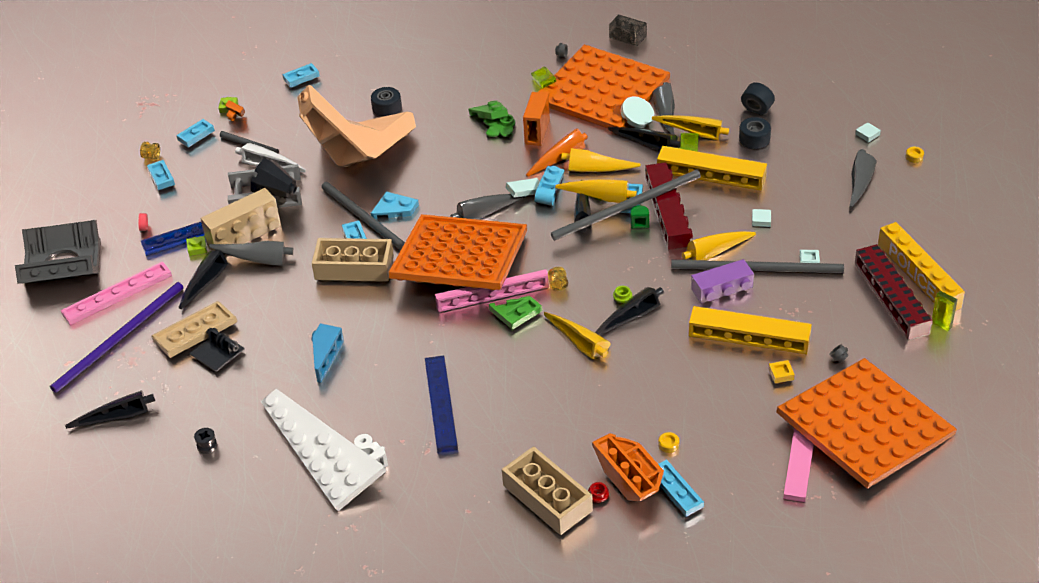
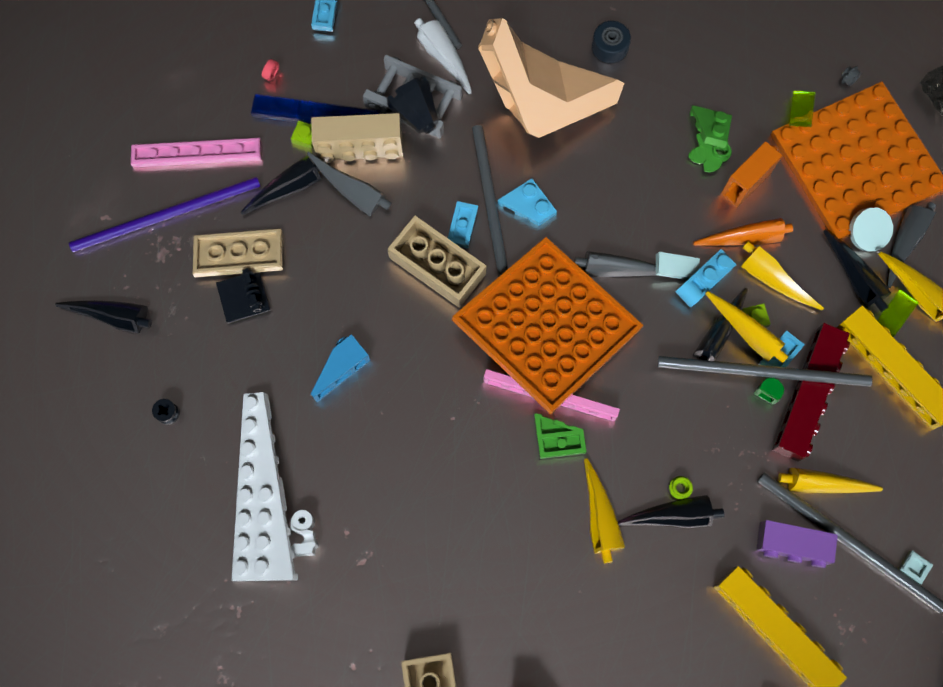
camera: 30 degrees right, 30 degrees up
(48, 241) = (167, 42): dark grey panel -> none
(441, 404) = (409, 512): clear blue tile -> none
(557, 278) = (627, 422): clear yellow wheel -> none
(761, 218) = (903, 473): light aqua tile -> none

